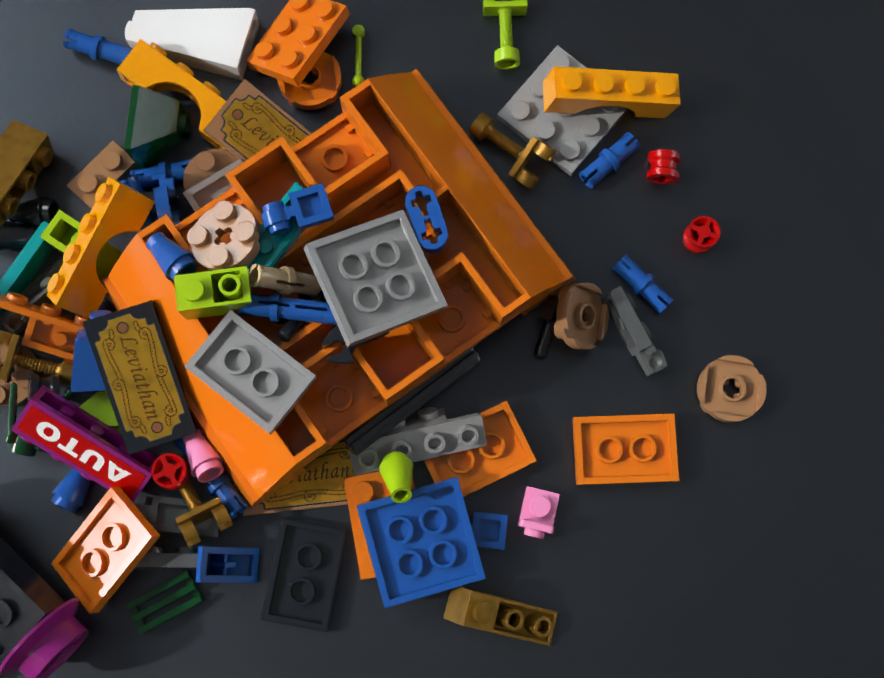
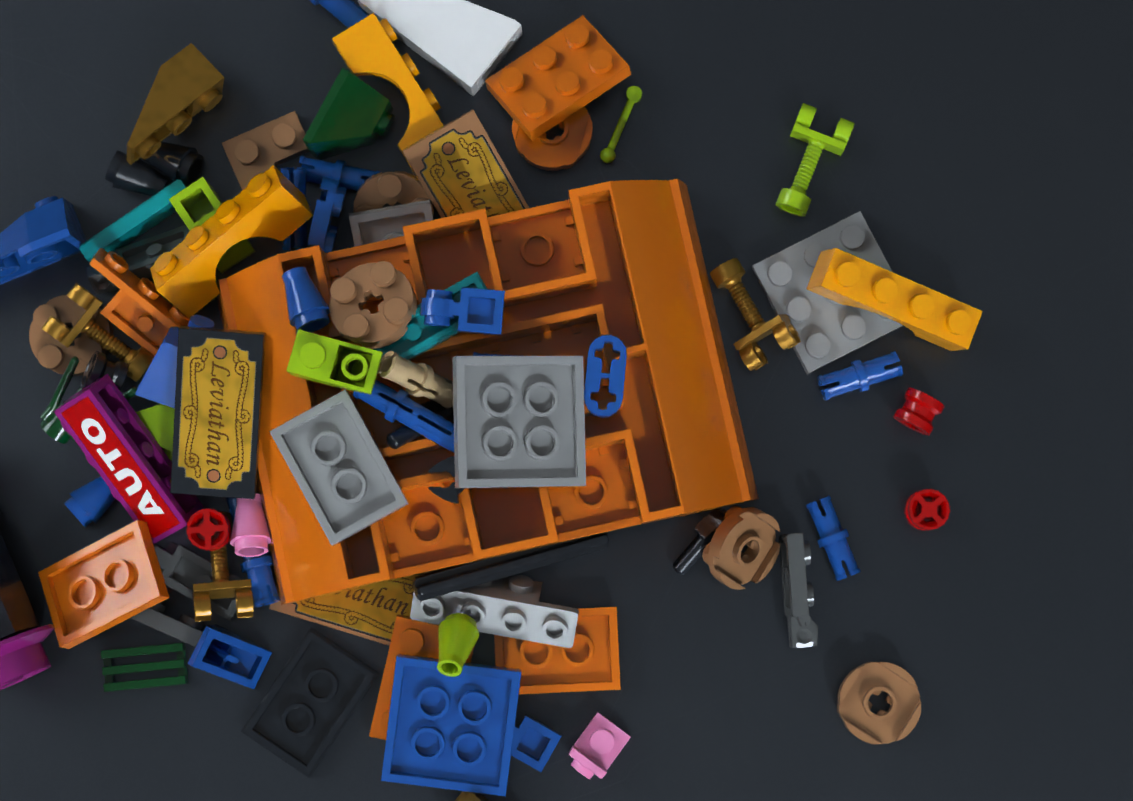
camera: 30 degrees right, 5 degrees up
(625, 449) = (727, 719): orange plate -> none

